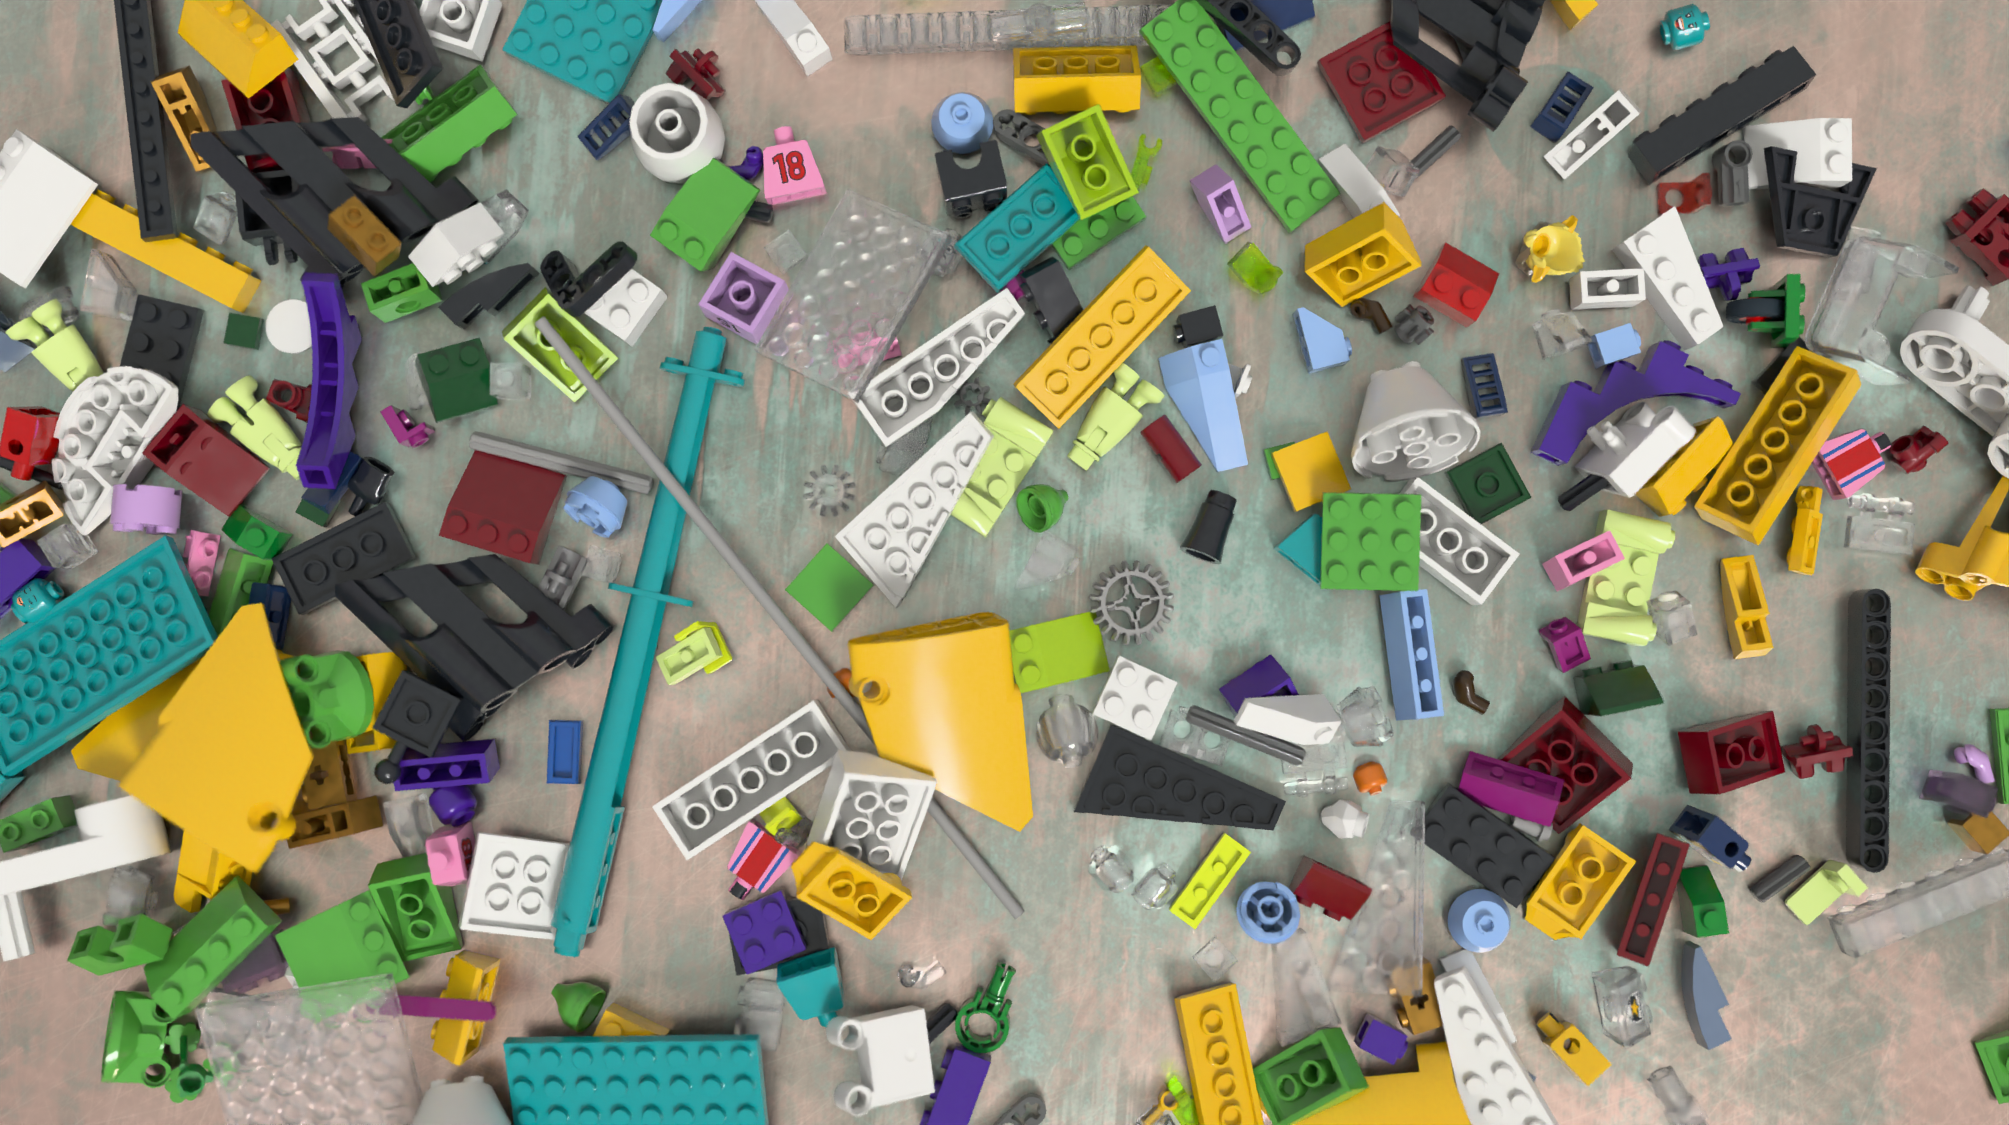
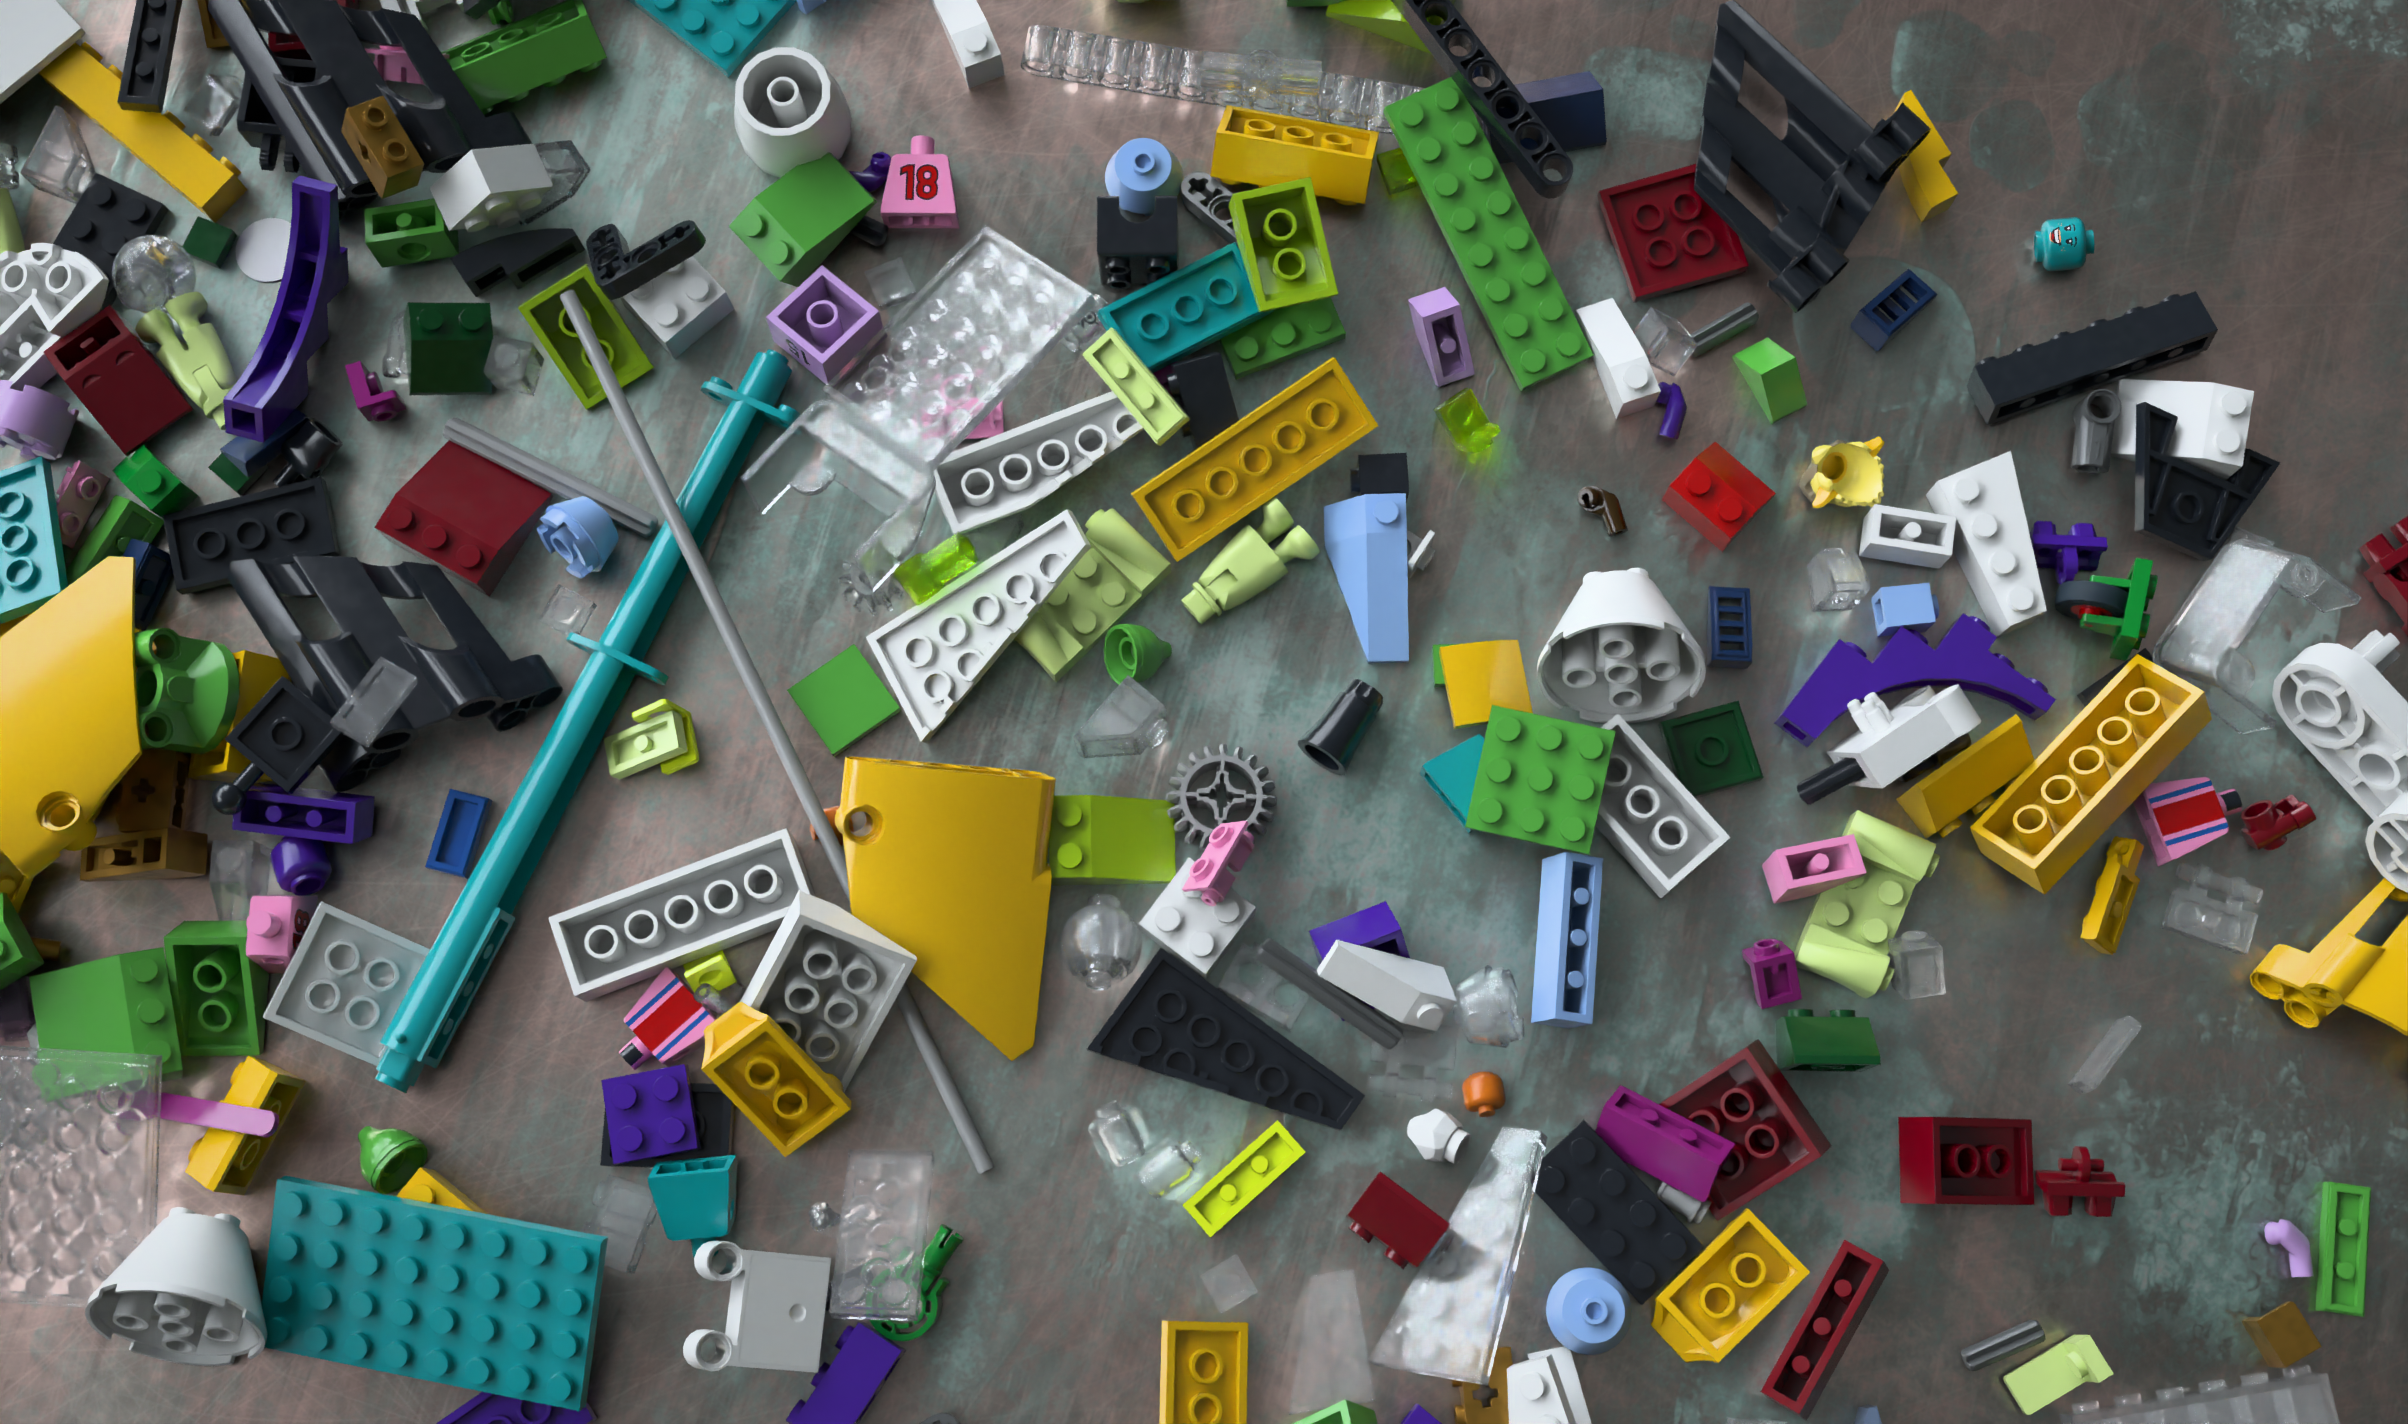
camera: 15 degrees right, 10 degrees down
(208, 370) = (152, 273): none -> clear brick
(299, 401) = (245, 338): dark red plate -> none
(479, 677) = (374, 701): none -> clear tile
(562, 576) = (514, 611): flat silver hips -> none
(613, 109) = (711, 85): dark blue slope -> none
(686, 66) = (825, 45): dark red hips -> none
(778, 393) = (840, 446): none -> clear windscreen
(872, 480) = (929, 571): none -> clear neon green piece
(956, 982) = (882, 1235): none -> clear plate
(968, 404) = (1078, 490): dark grey gear -> none
(998, 299) = (1136, 386): none -> yellowish green tile
(1141, 171) = (1350, 275): clear neon green plate -> none
(1146, 644) = (1227, 846): none -> bright pink hinge
(1167, 442) = (1317, 621): dark red pin -> none
(1268, 912) = (1309, 1233): light blue cone -> none
(1320, 342) = (1532, 528): light blue slope -> none
(1361, 255) = (1601, 429): yellow slope -> none
(1410, 221) = (1675, 409): none -> dark purple arm
(1414, 324) = (1654, 530): dark grey gear -> none
(1465, 692) = (1629, 1009): dark brown arm -> none
(1479, 181) = (1772, 378): none -> bright green slope
(1592, 133) = (1926, 346): white slope -> none
(1695, 195) = (2041, 446): clear red bracket -> none
(1701, 903) = (1889, 1351): green slope -> none
(1712, 838) = (1920, 1268): dark blue torso -> none
(1745, 607) = (2016, 977): yellow slope -> none
(1819, 652) = (2105, 1054): none -> clear tile
(1878, 742) = (2139, 1186): black beam -> none
(1959, 793) = (2259, 1277): clear purple brick -> none

